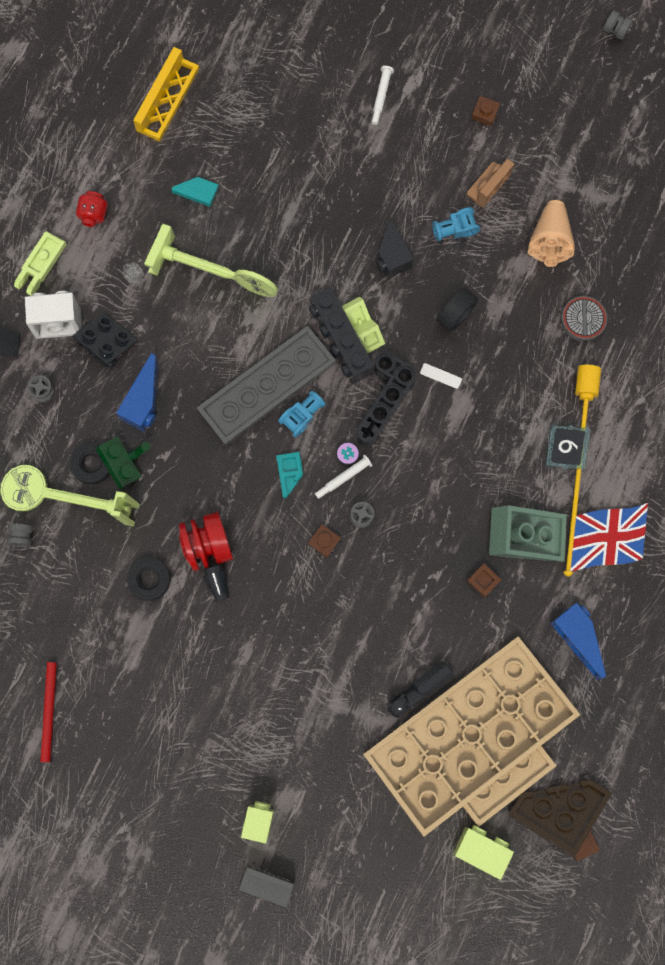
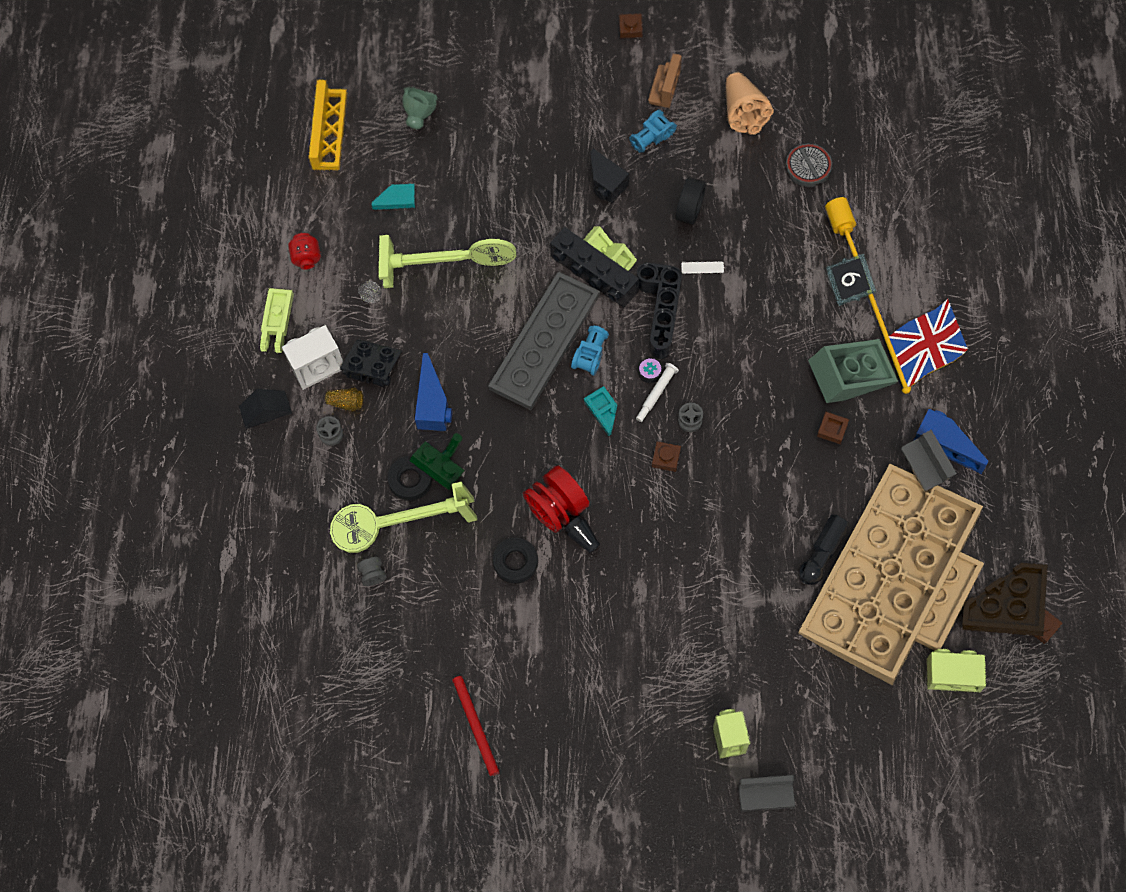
camera: 15 degrees left, 10 degrees down
(68, 365) = (346, 399): none -> clear yellow cone
(255, 109) = (418, 106): none -> sand green hair
(381, 94) = (528, 49): white piece -> none
(550, 652) = (928, 461): none -> dark grey panel

